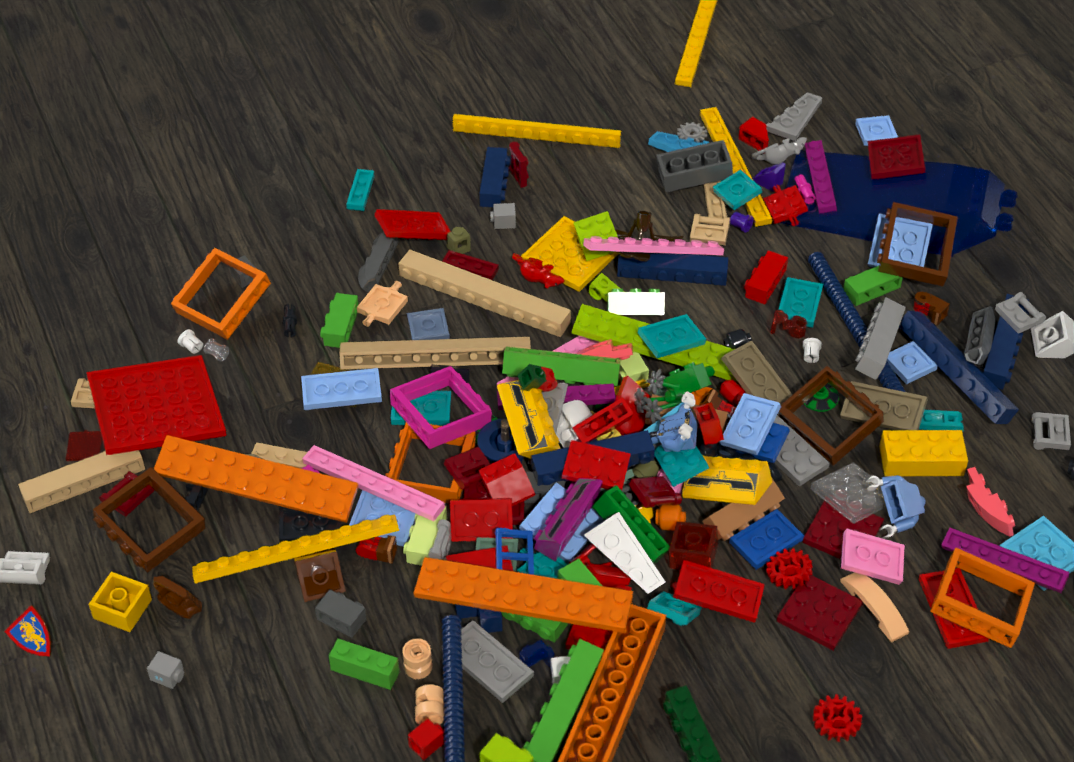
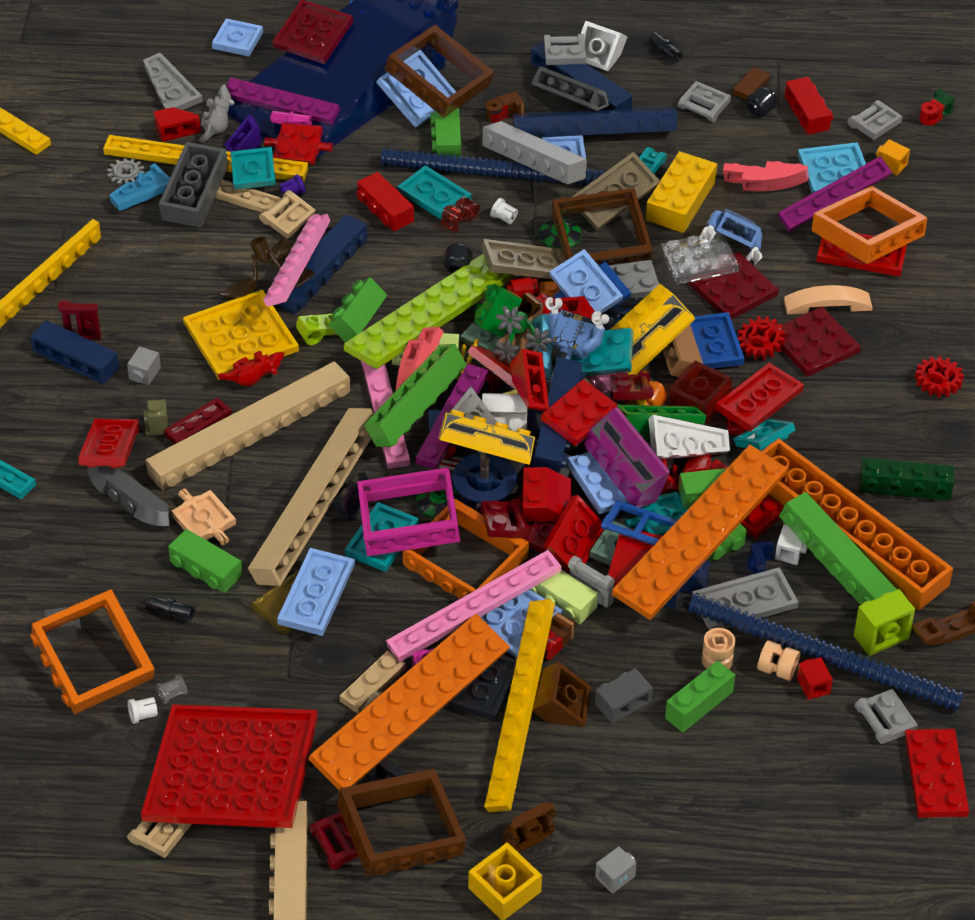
camera: 65 degrees left, 0 degrees up
(83, 445) = (234, 863): clear red piece -> none
(428, 325) = (261, 491): sand blue tile -> none
(537, 377) = (459, 402): dark green leg -> none
(596, 225) = (245, 296): lime brick -> none
(671, 336) = (437, 293): teal plate -> none
(872, 556) = (782, 275): bright pink plate -> none

